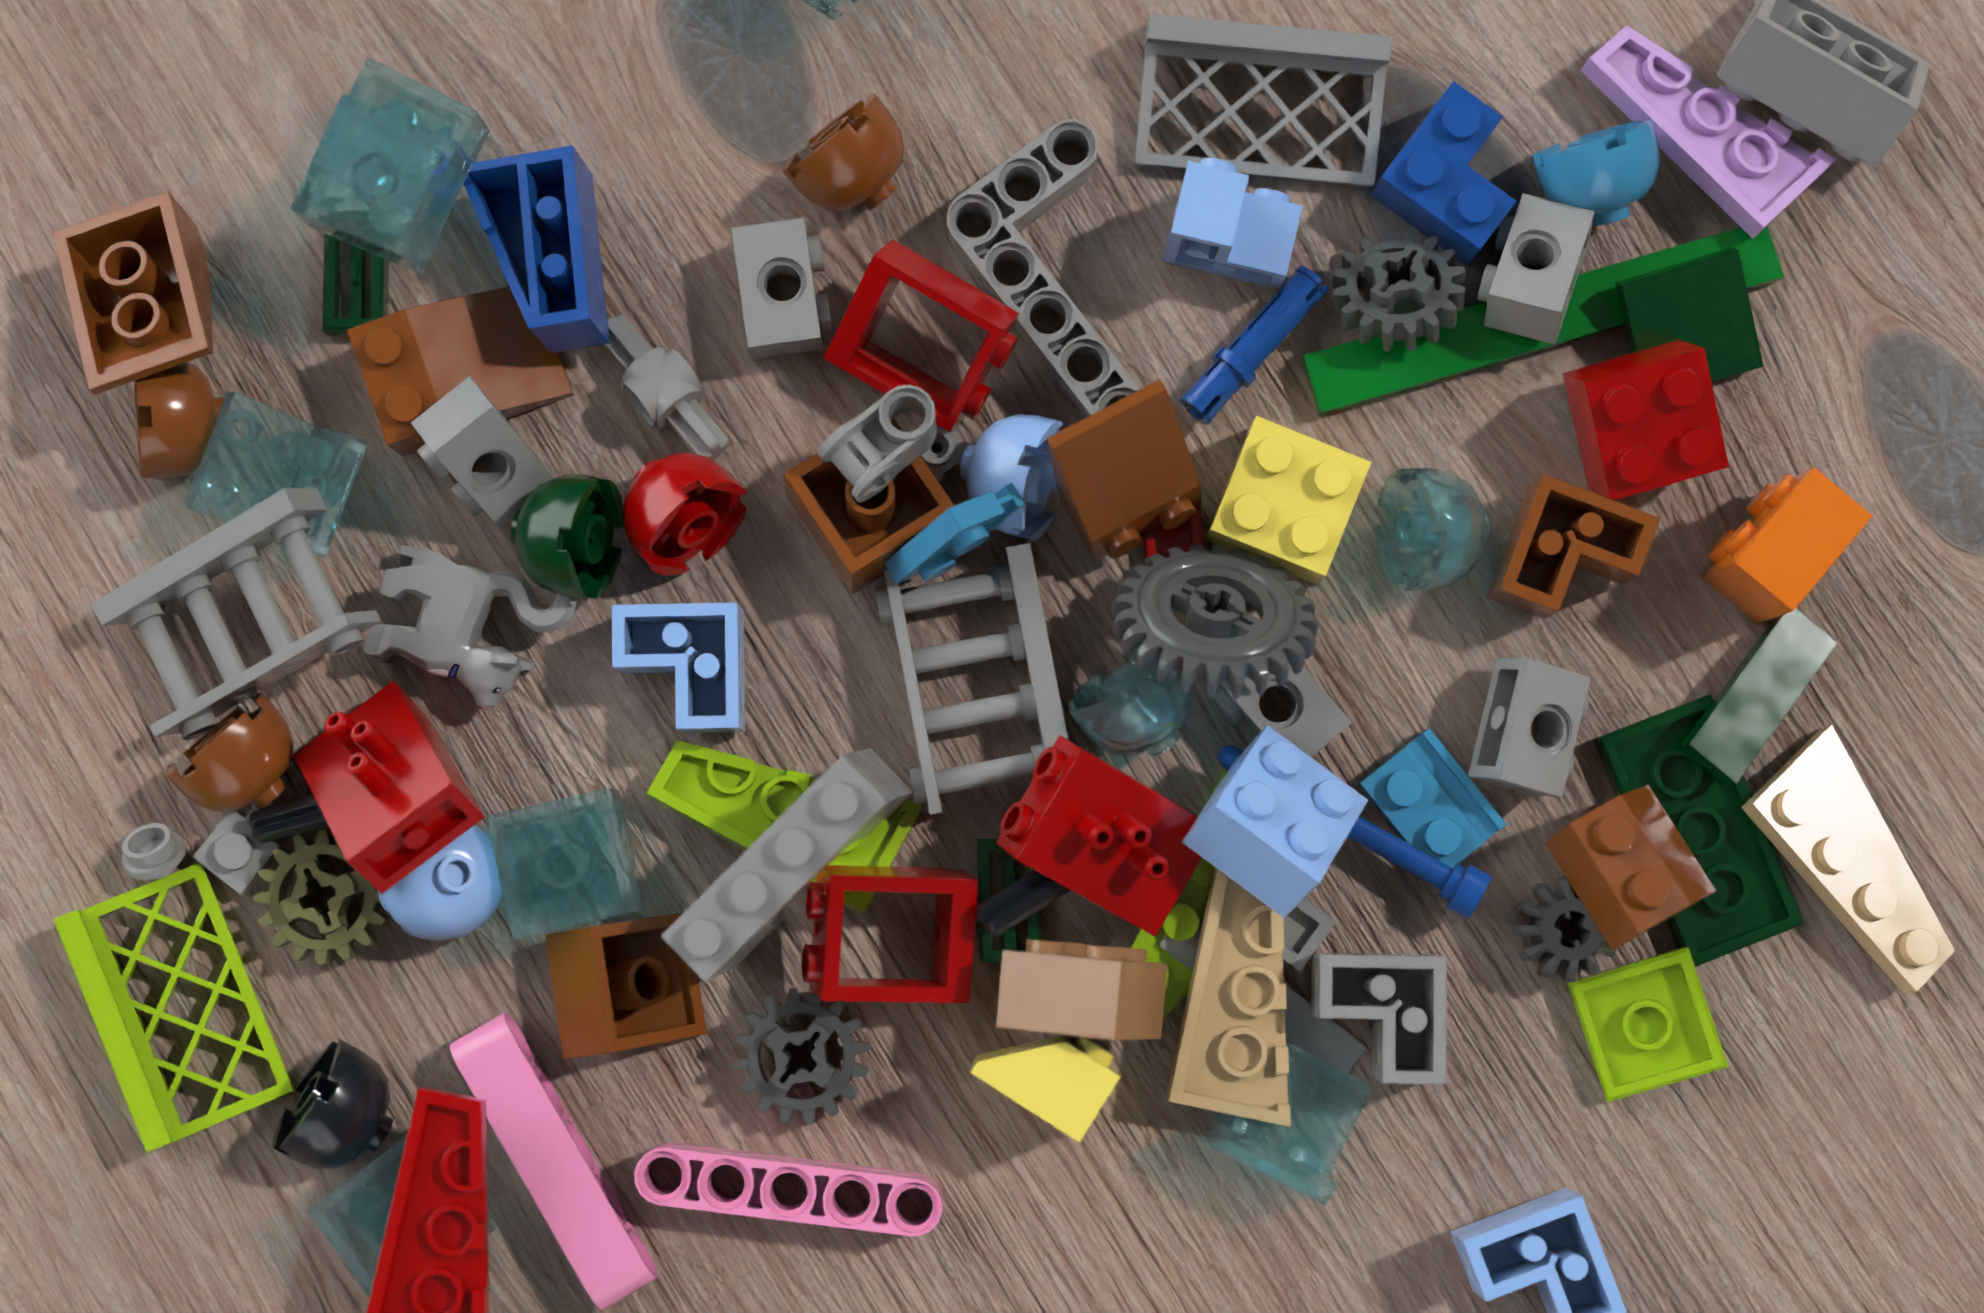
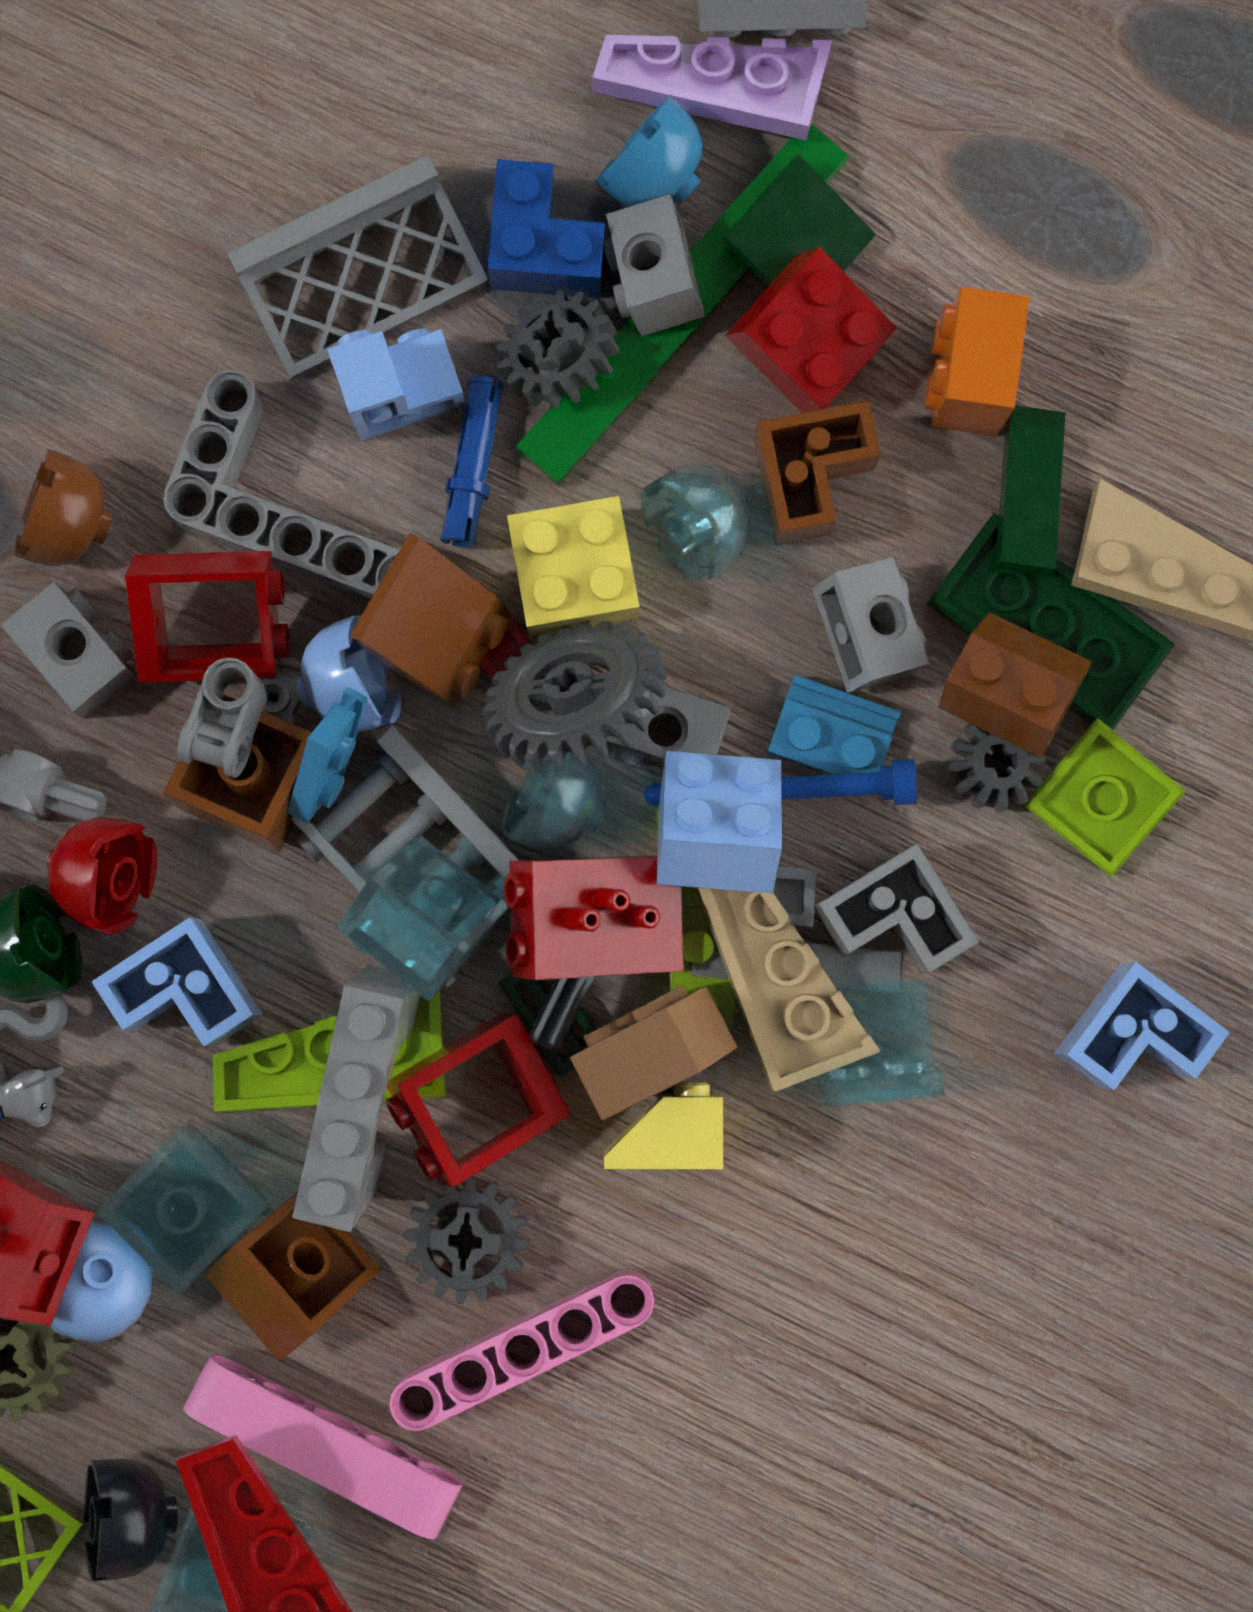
camera: 35 degrees left, 0 degrees up
(948, 736) = (422, 917): none -> clear light blue brick

